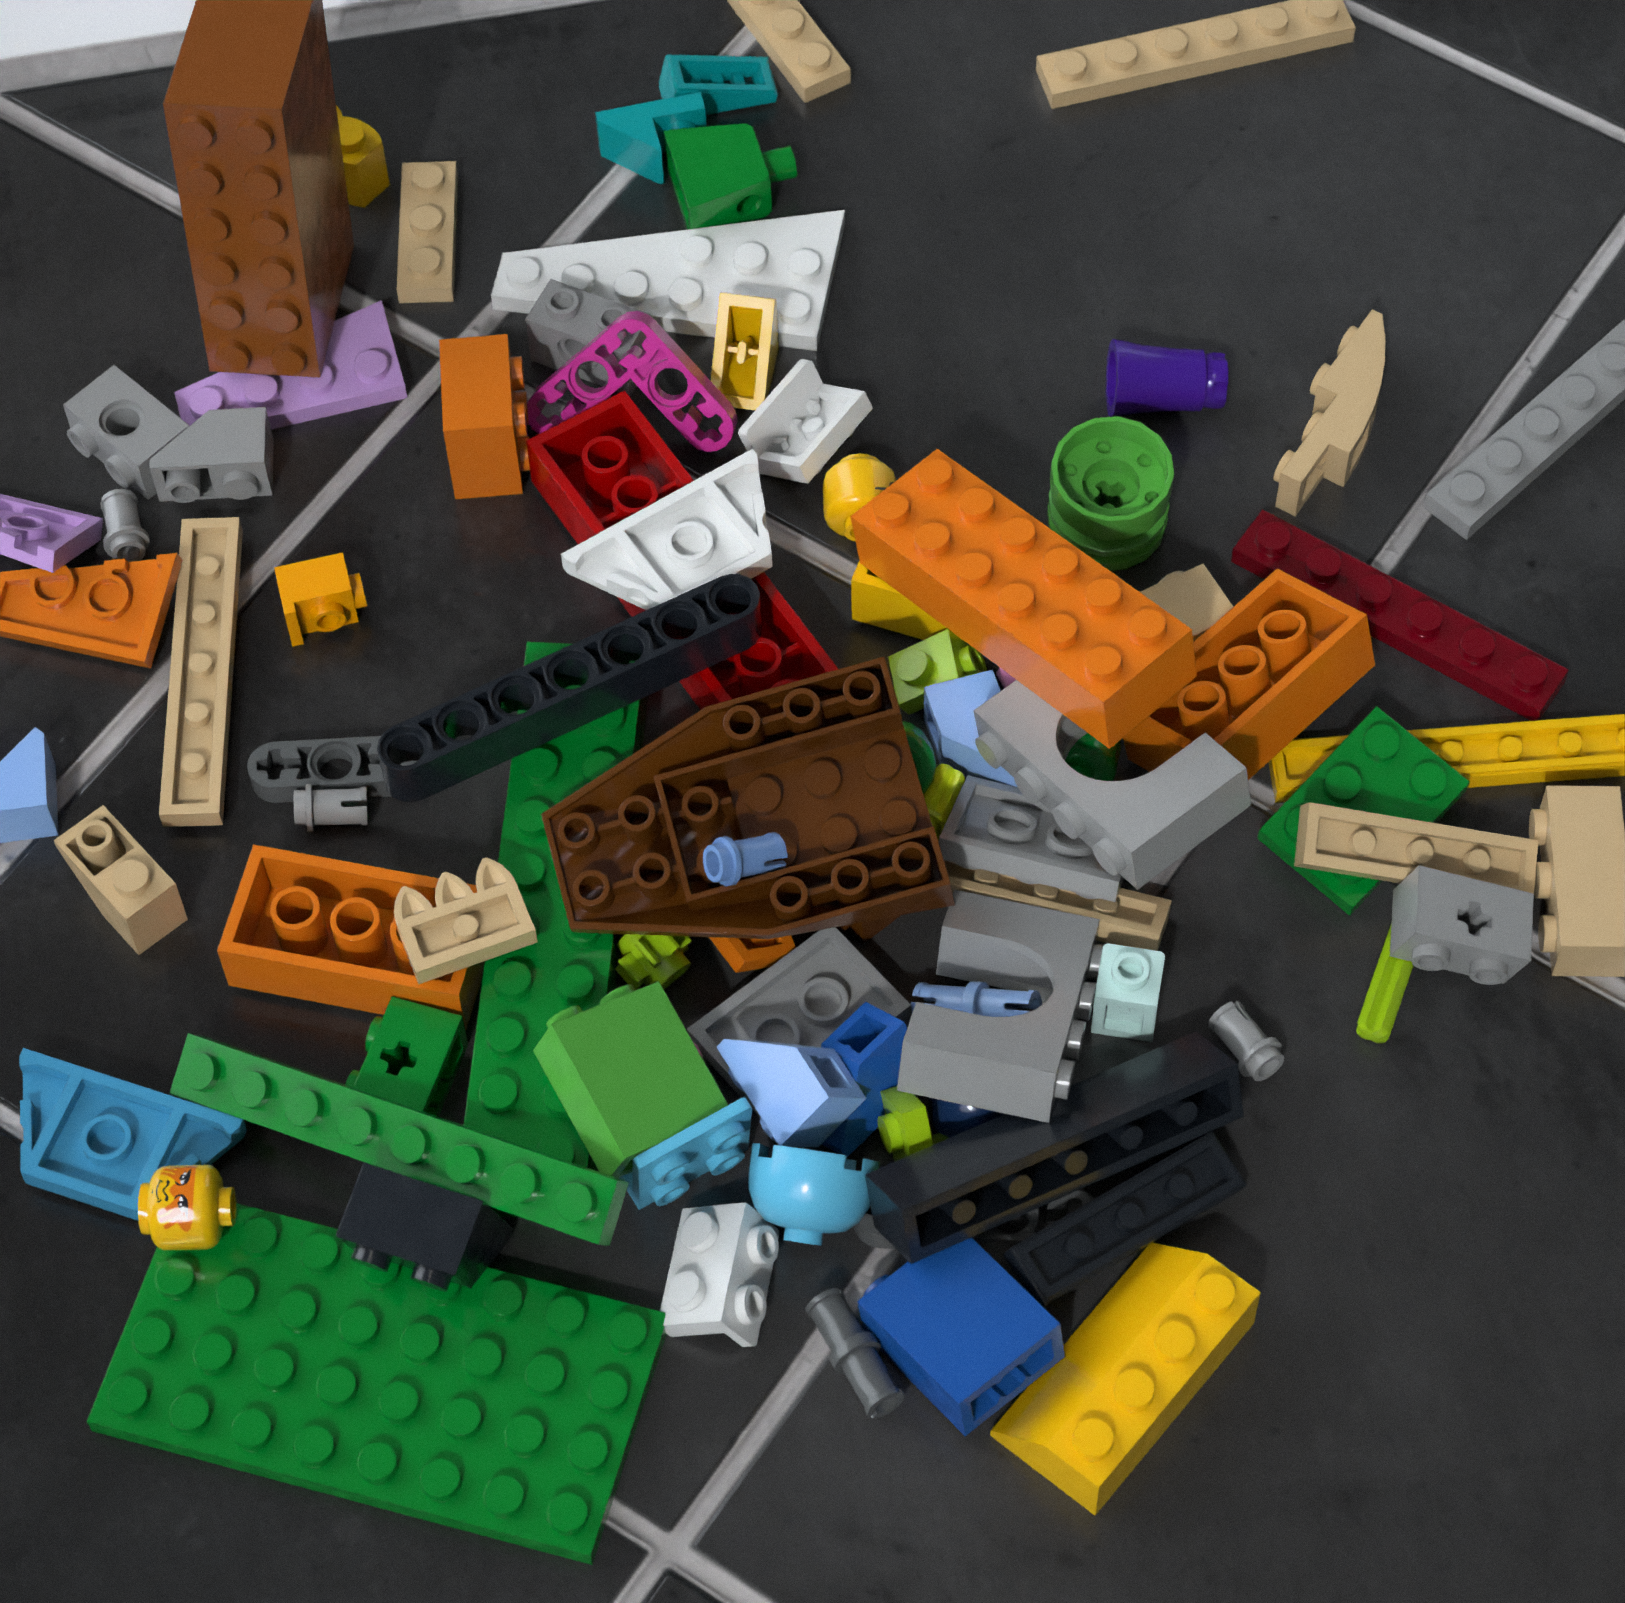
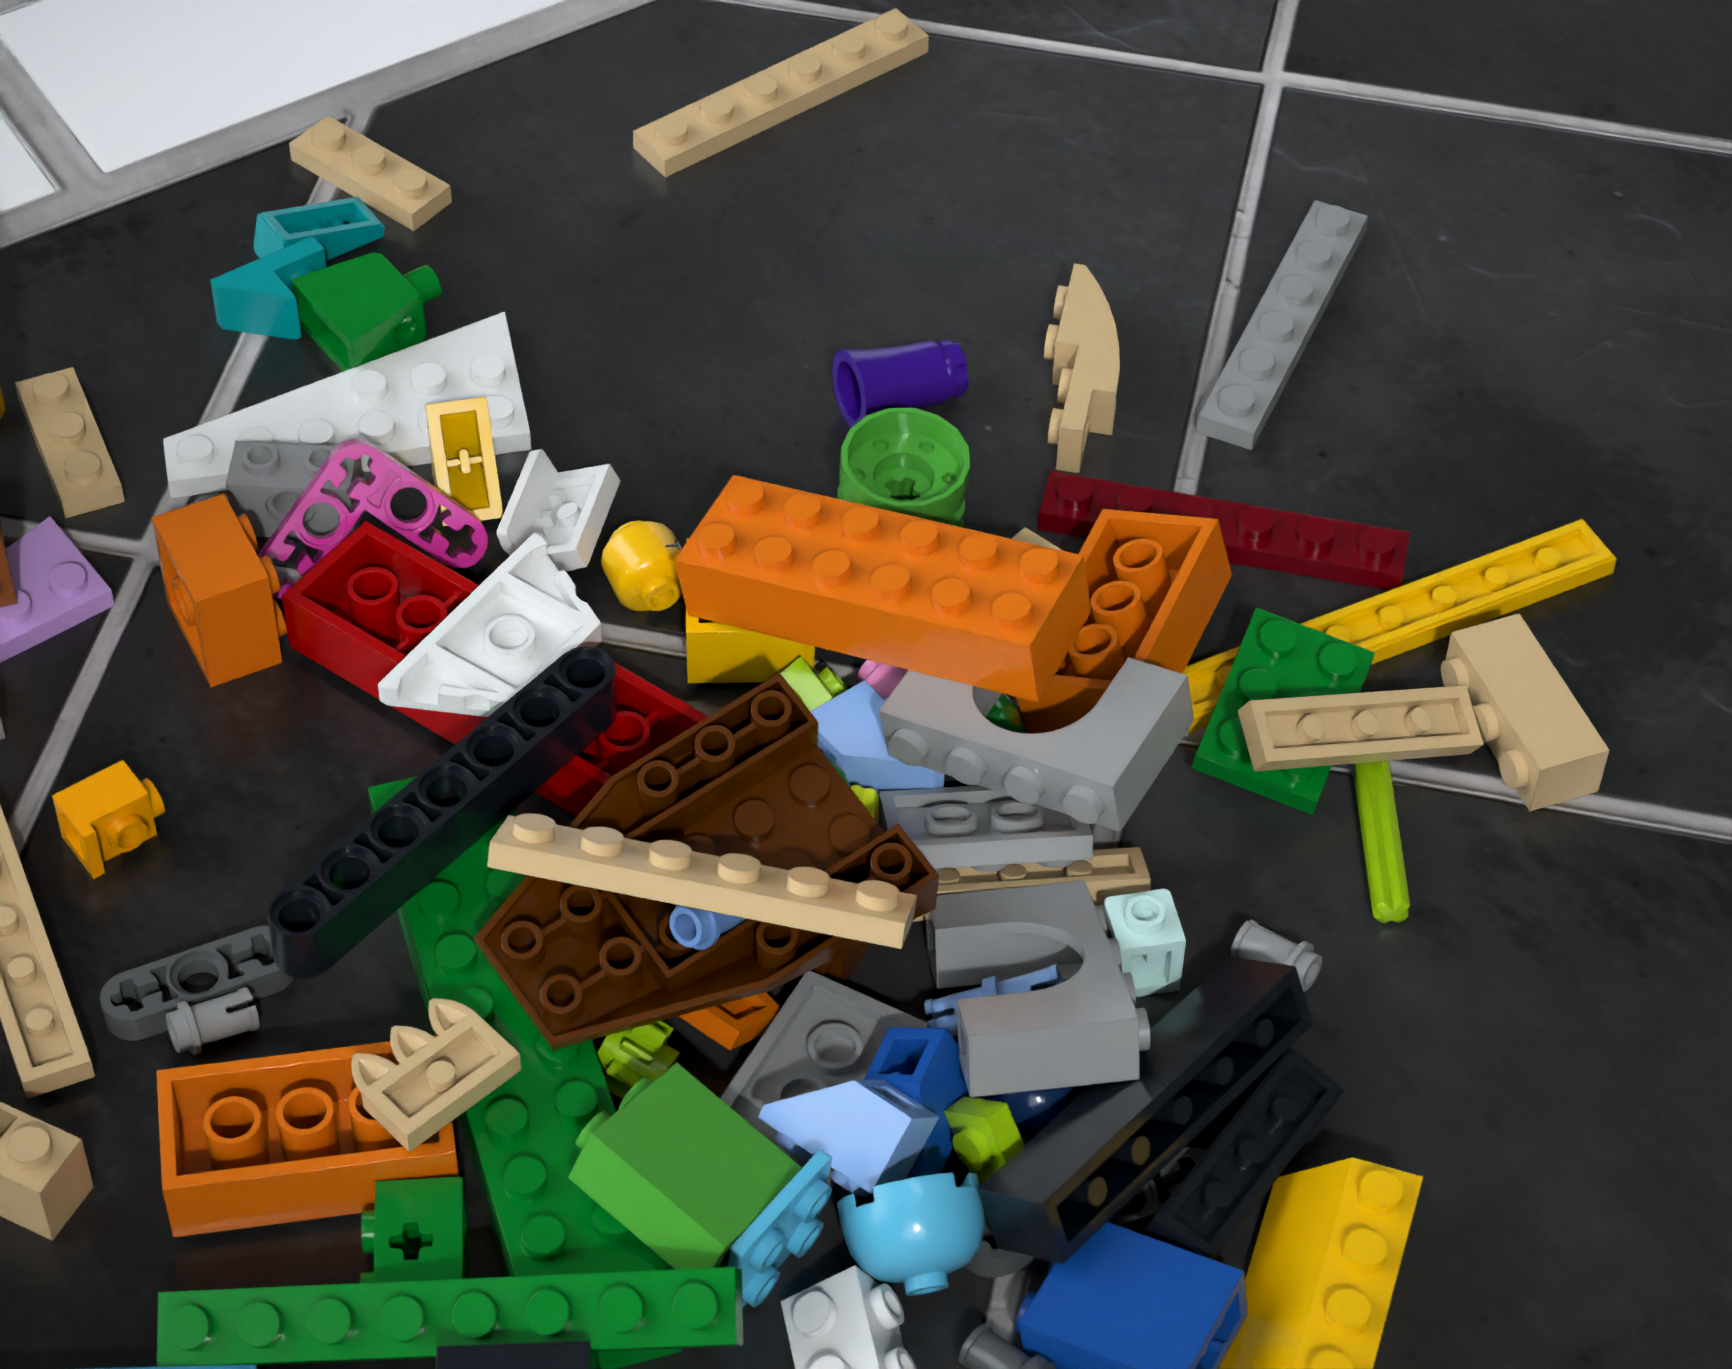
camera: 25 degrees left, 10 degrees down
(740, 830) = (723, 884): none -> tan plate
(1461, 925) = (1434, 781): light grey brick -> none

